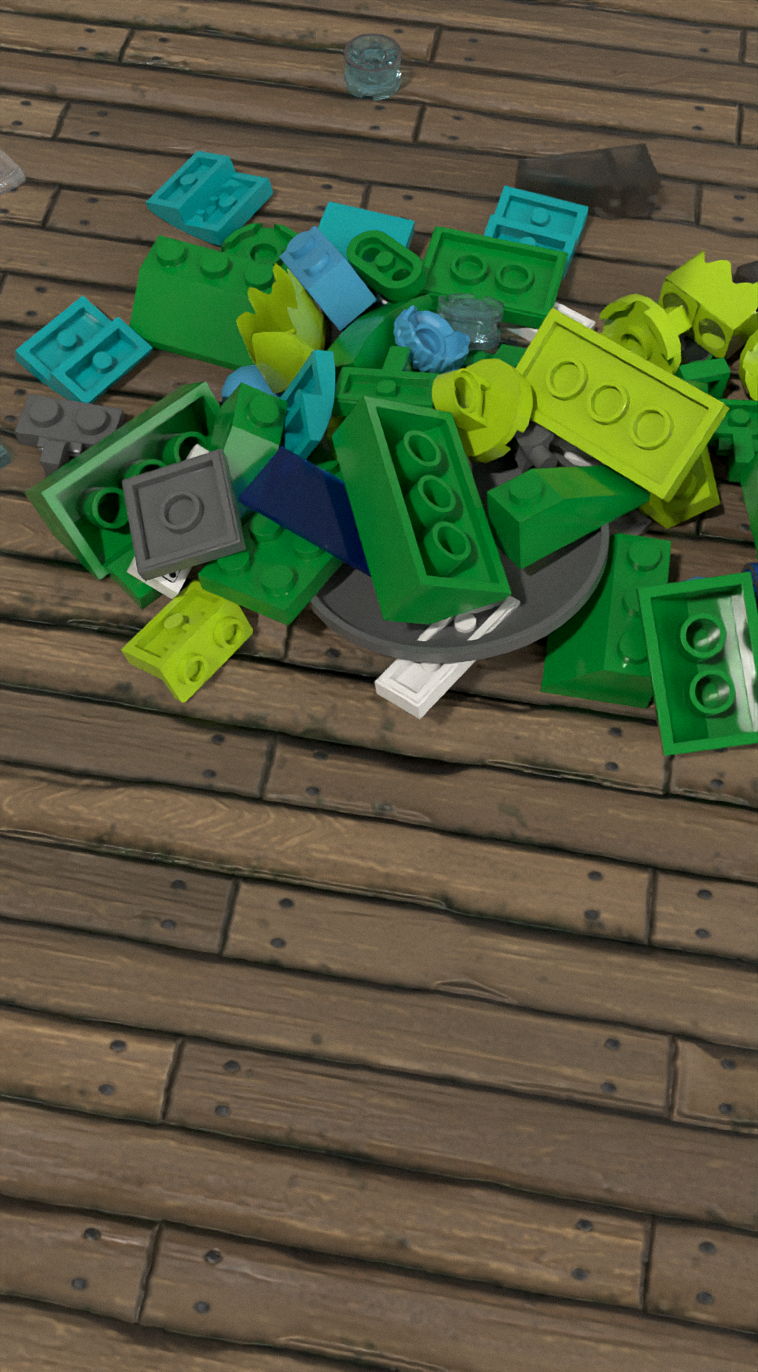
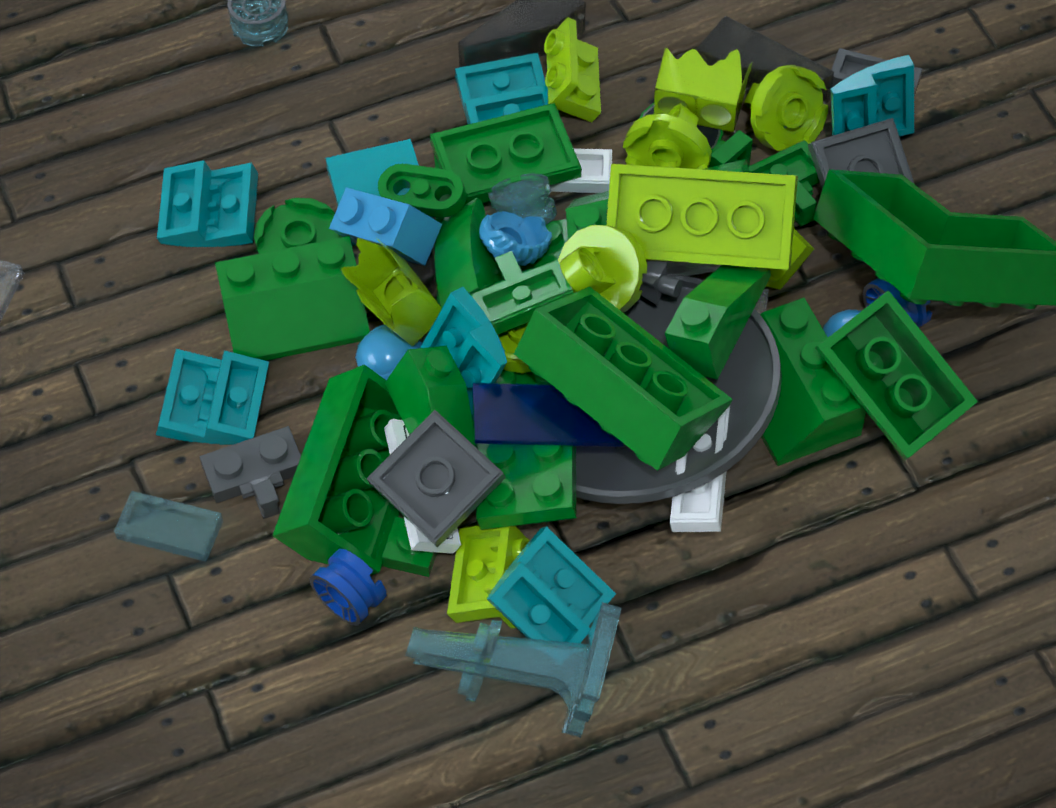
camera: 30 degrees left, 5 degrees down
(49, 574) = (347, 587): none -> blue wheel
(176, 767) = (565, 667): none -> clear light blue piece
(217, 688) = (550, 591): none -> teal slope
(606, 237) = (572, 72): none -> lime bracket

